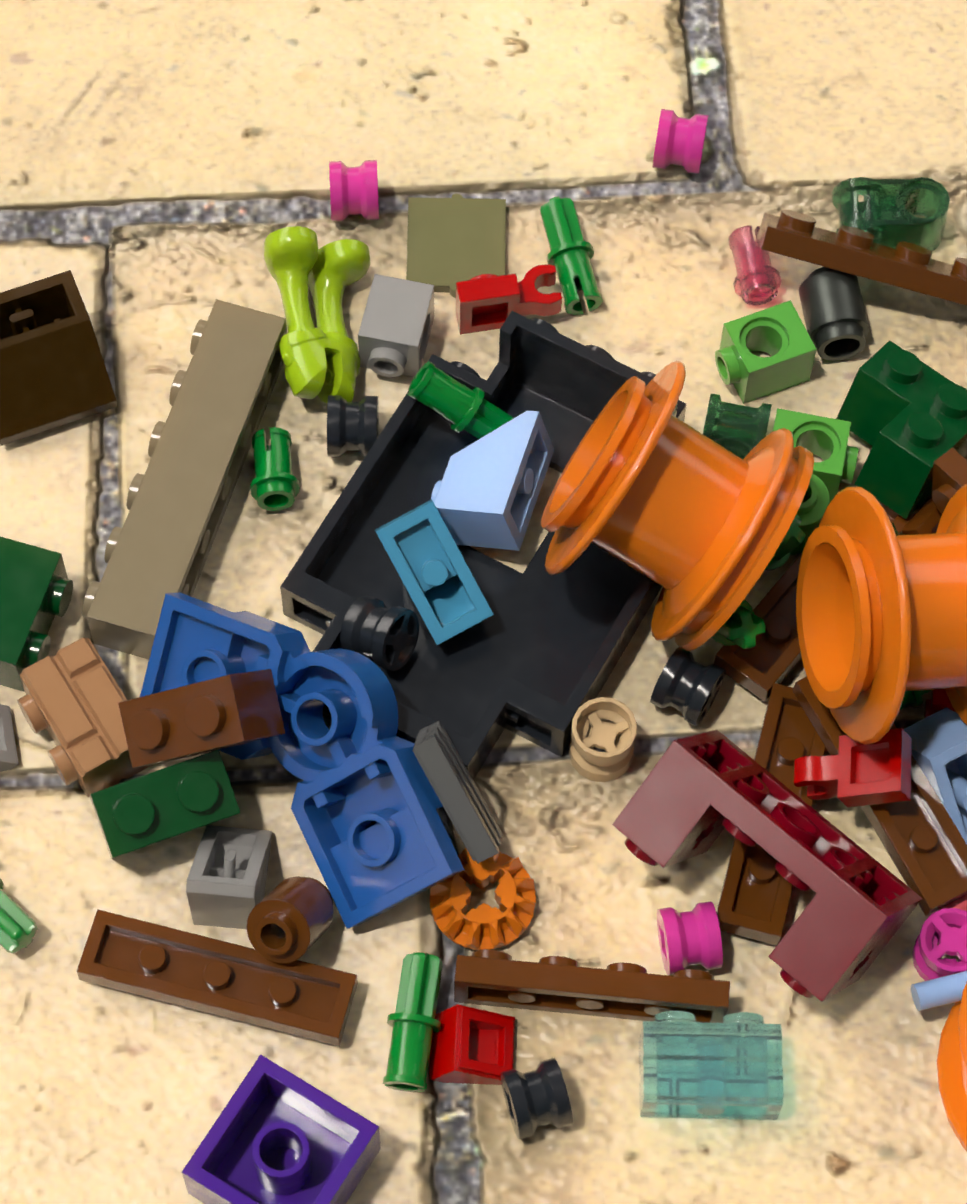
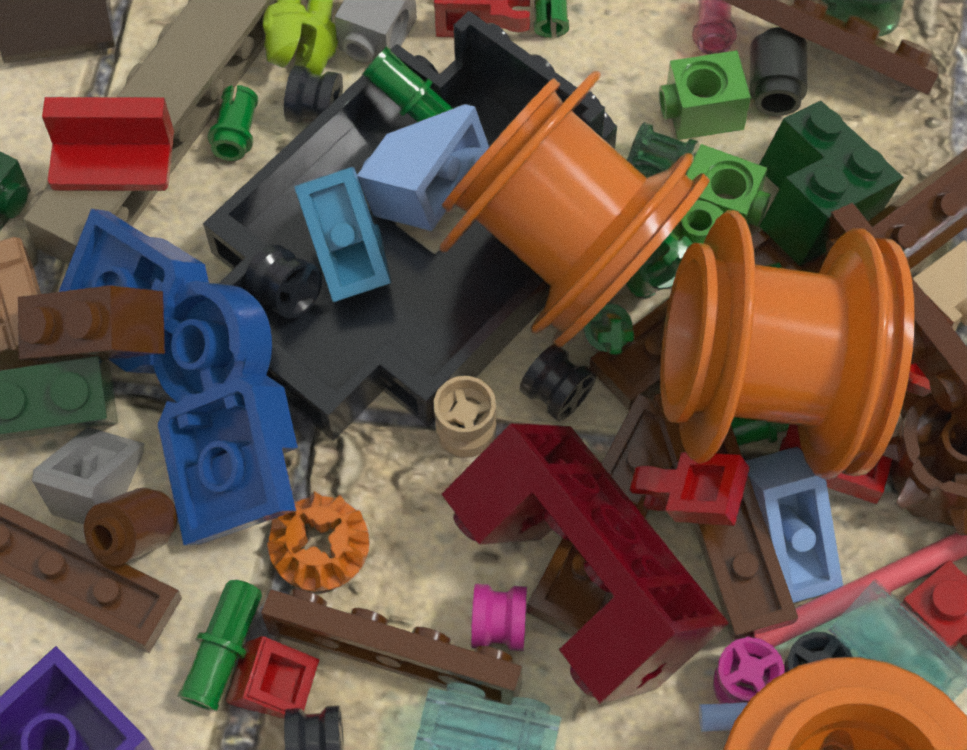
camera: 15 degrees right, 0 degrees up
(160, 520) = (109, 143): none -> red panel
(457, 792) = (309, 437): dark grey tile -> none

